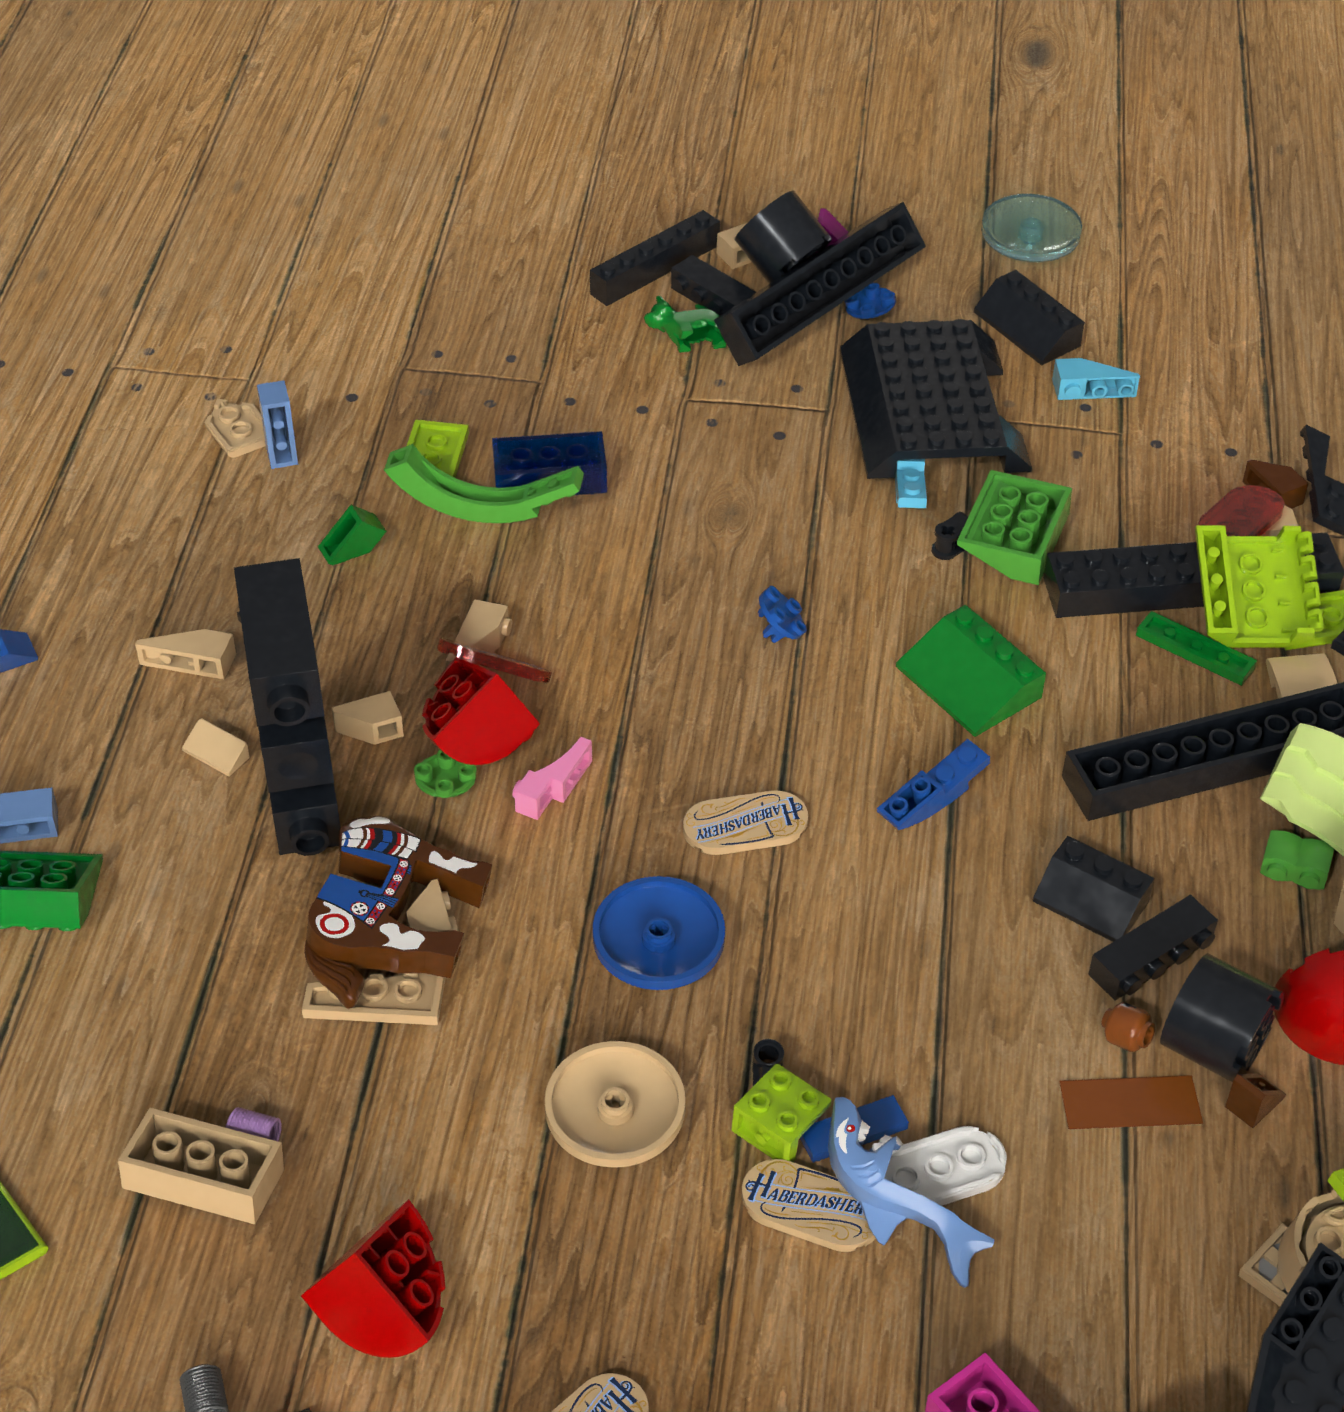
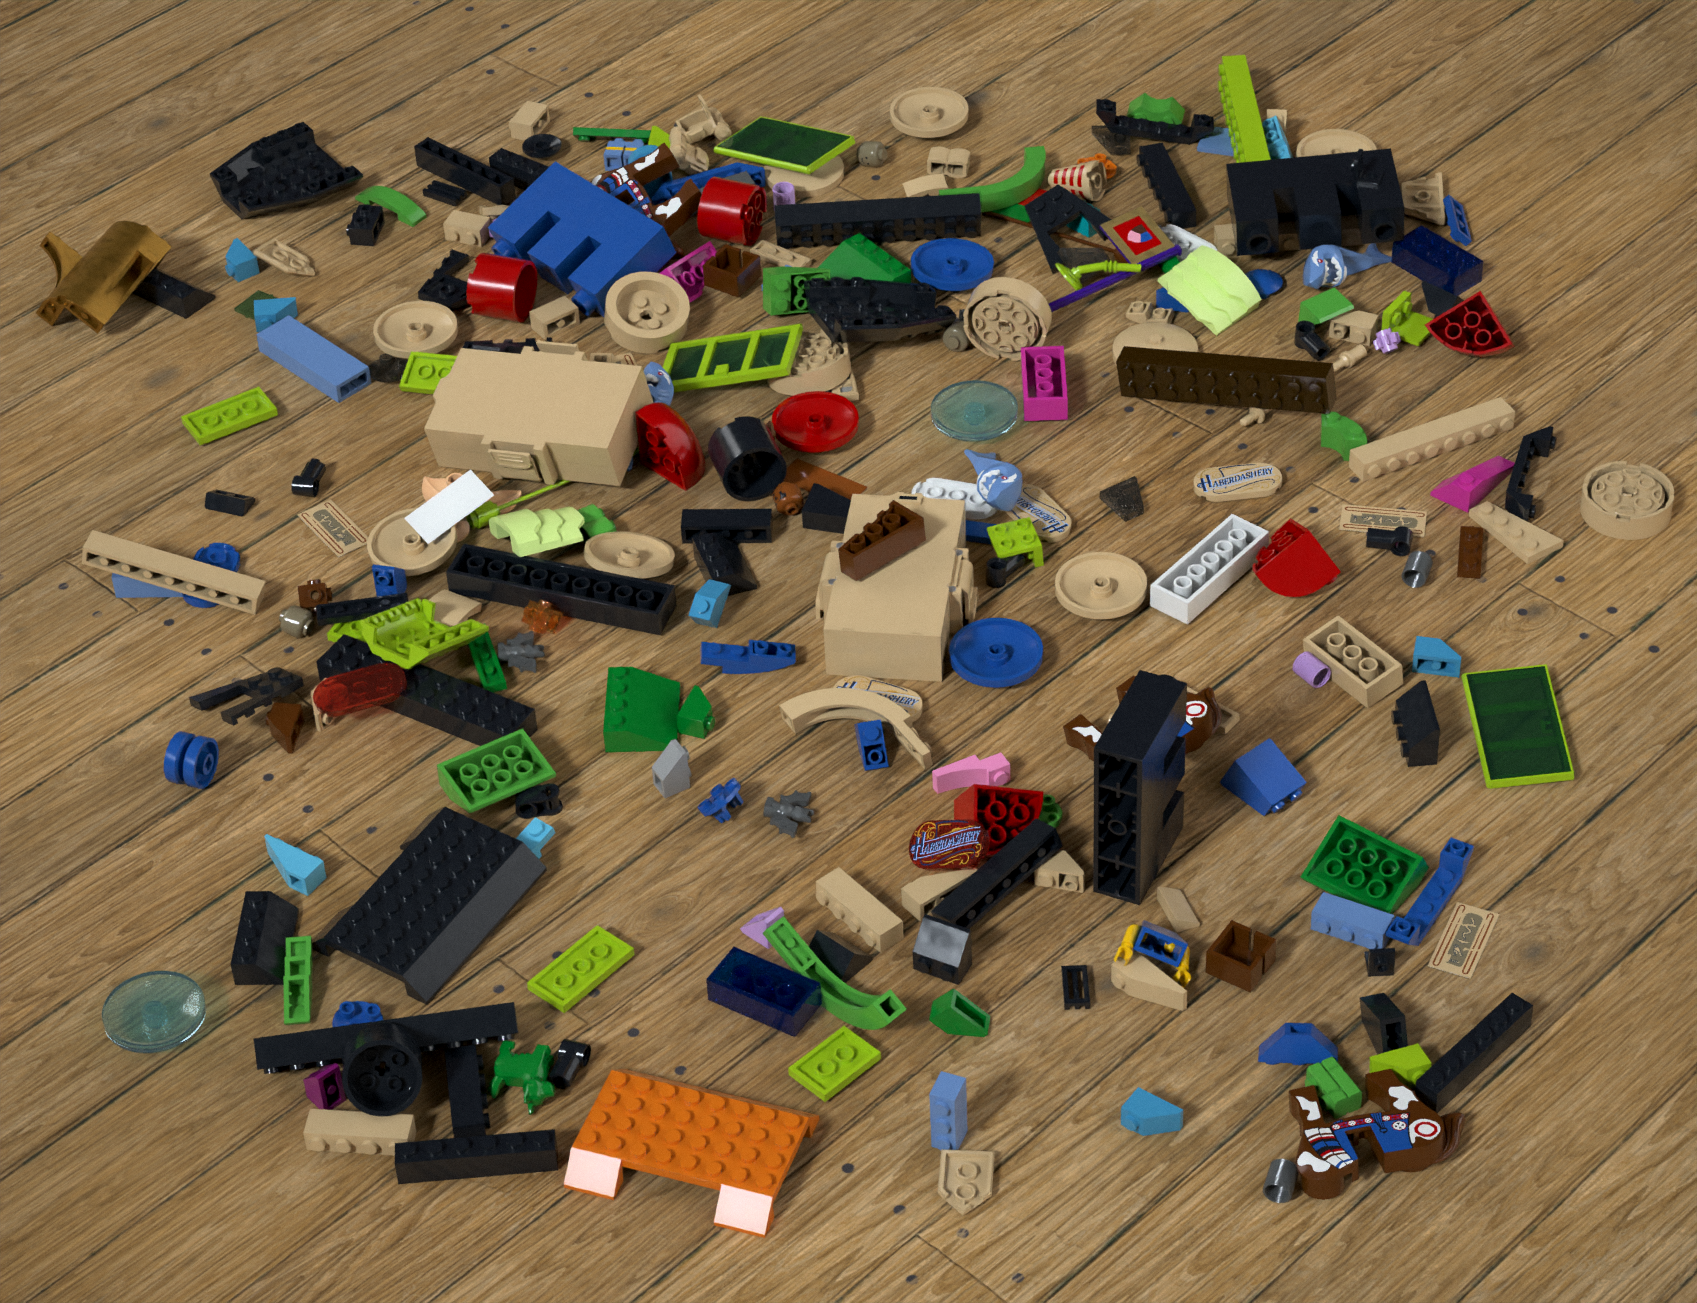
camera: 140 degrees left, 5 degrees down
(58, 1103) = (1417, 726): none -> black slope
(95, 1245) = (1435, 658): none -> dark azure slope
(101, 538) = (1150, 1114): none -> dark azure slope
(103, 710) = (1233, 960): none -> reddish brown piece
(200, 674) = (1159, 944): none -> torso
(215, 933) = (1264, 779): none -> blue slope
(415, 579) = (943, 949): none -> slope
(416, 660) = (999, 875): none -> black brick
(492, 1217) = (1208, 569): none -> white brick
(497, 347) = (691, 1138): none -> orange slope
(520, 544) = (839, 954): none -> black slope
(538, 585) = (859, 910): none -> tan brick
(613, 528) = (759, 923): none -> lavender slope
(663, 354) = (570, 1058): none -> black piece
(696, 756) = (871, 744): none -> blue slope
(712, 646) = (787, 809): none -> dark grey animal
(716, 1304) = (1124, 499): none -> clear smoke wing
(728, 782) = (855, 704): none -> tan arch
(739, 422) = (580, 969): none -> lime plate
(852, 944) = (904, 612): none -> tan piece
(857, 617) = (672, 770): none -> light grey slope
(884, 910) = (882, 541): none -> reddish brown wedge
(910, 696) = (695, 715): none -> green slope
(954, 304) = (298, 980): none -> bright green slope
(1040, 812) = (709, 603): none -> dark azure slope
(1050, 1320) = (974, 410): none -> clear light blue dish
(1060, 1040) = (825, 510): none -> black slope
(1174, 671) = (521, 652): none -> dark grey animal
(1187, 707) = (541, 616): none -> clear orange brick
(1202, 831) = (629, 554): none -> tan dish
(1230, 1166) = (815, 421): none -> red dish
(1295, 398) = (191, 760): none -> blue wheel

